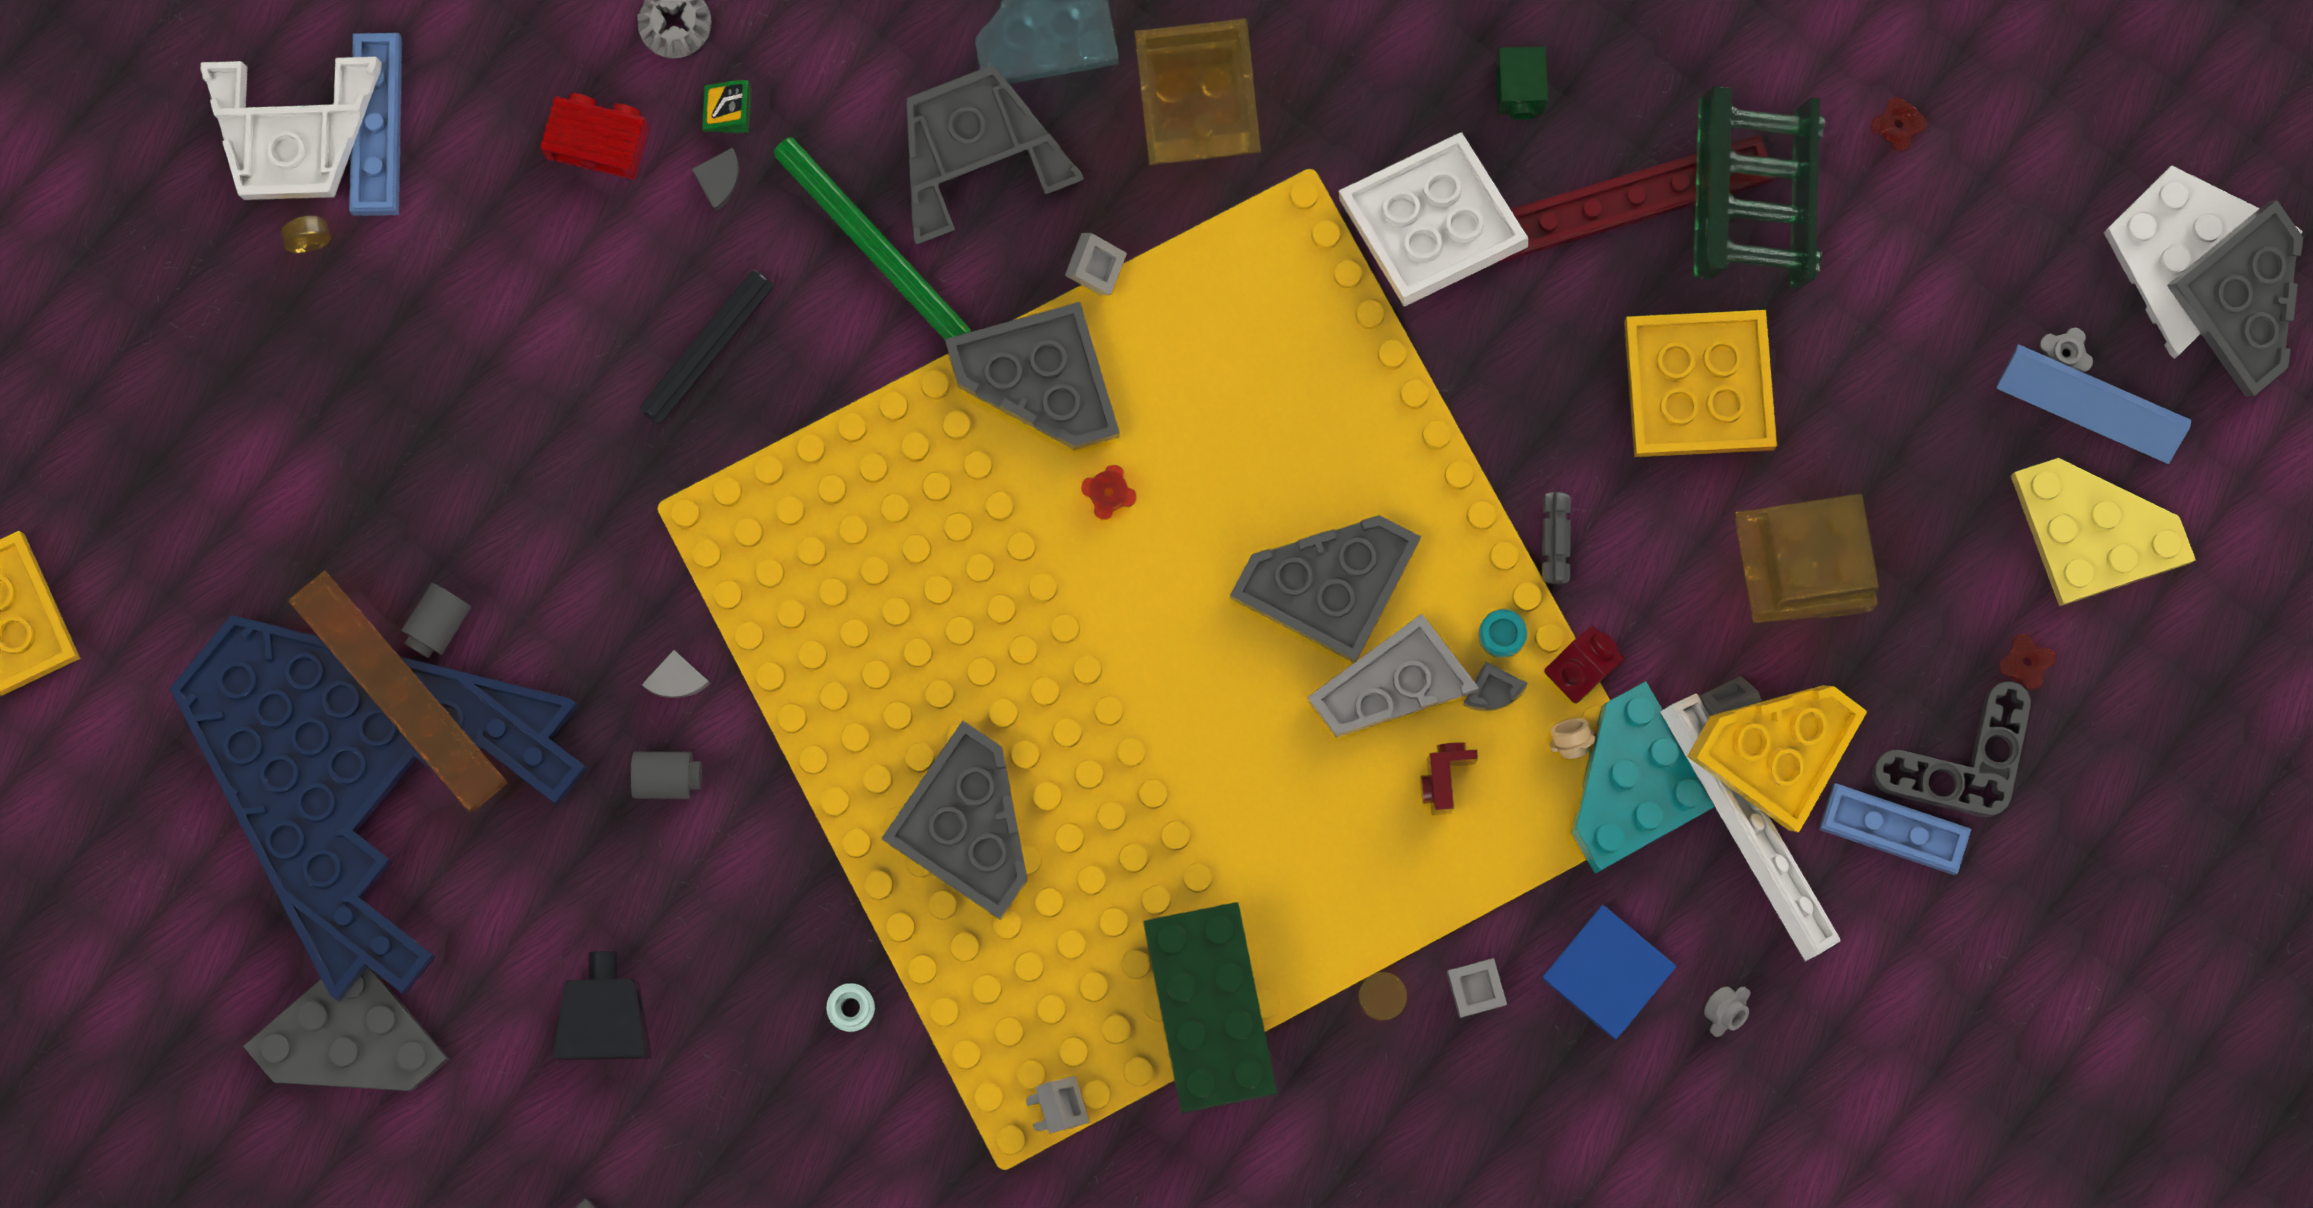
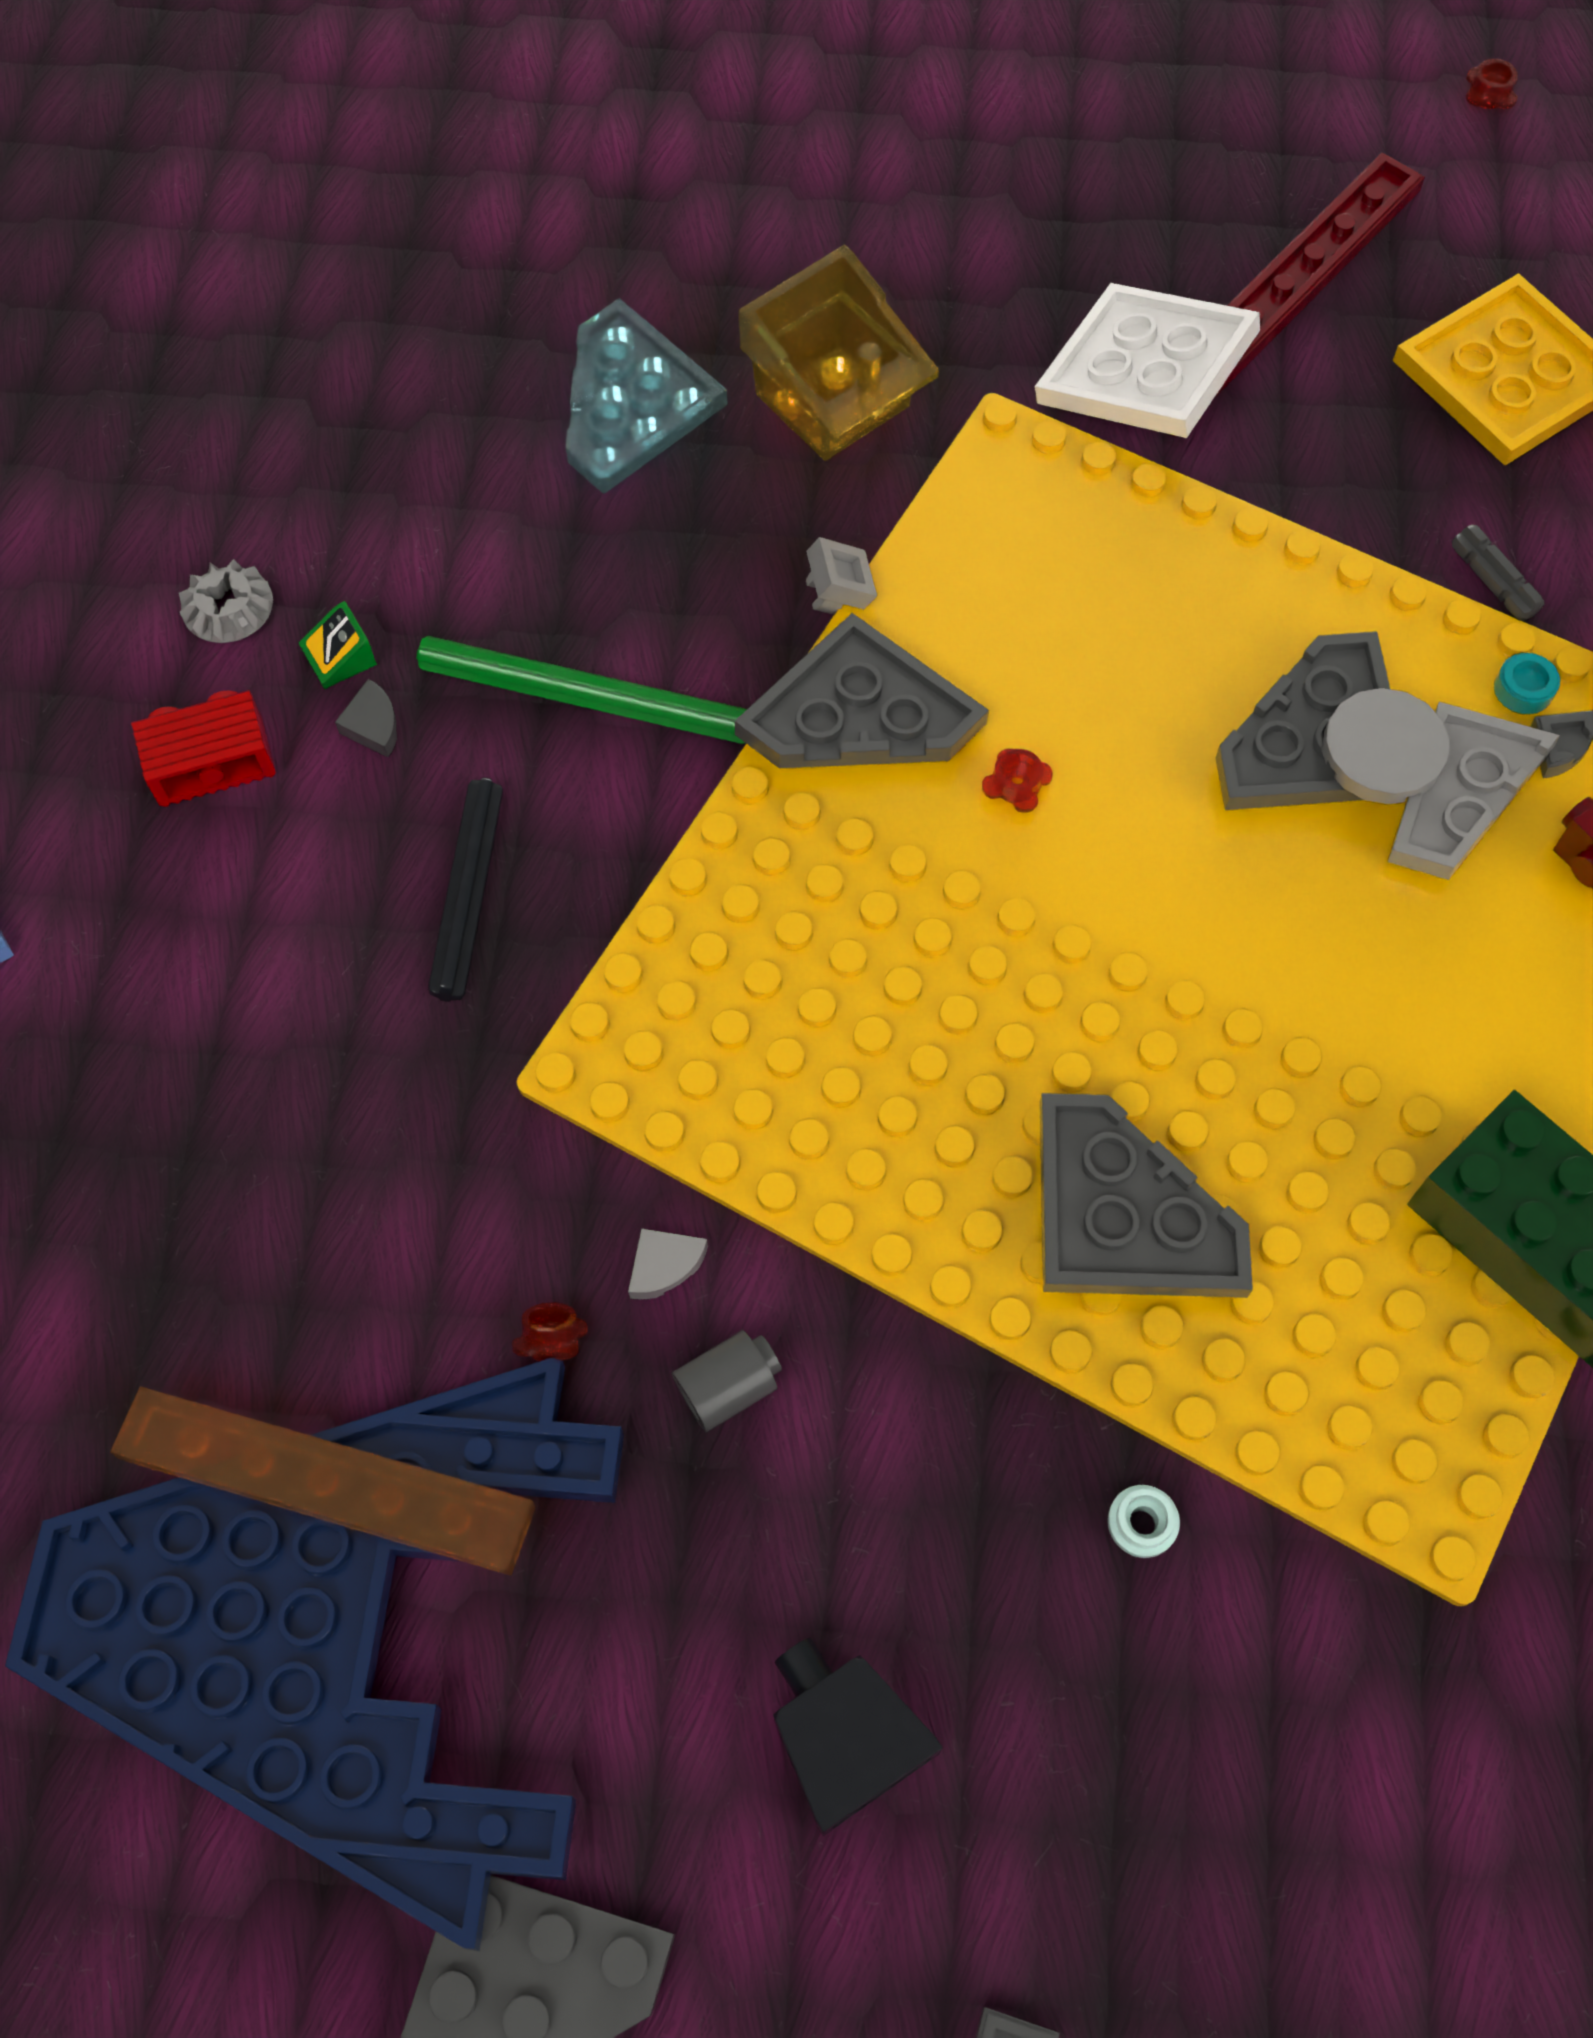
camera: 30 degrees left, 15 degrees down
(434, 621) = (320, 1369): dark grey brick -> none
(580, 681) = (549, 1332): none -> clear red plate
(966, 128) = (615, 522): dark grey wing -> none
(1060, 1105) = (1491, 1467): light grey tile -> none
(1354, 624) = (1385, 745): none -> light grey tile
(1521, 82) = (1131, 215): dark green brick -> none
(1717, 206) = (1397, 205): clear green fence -> none

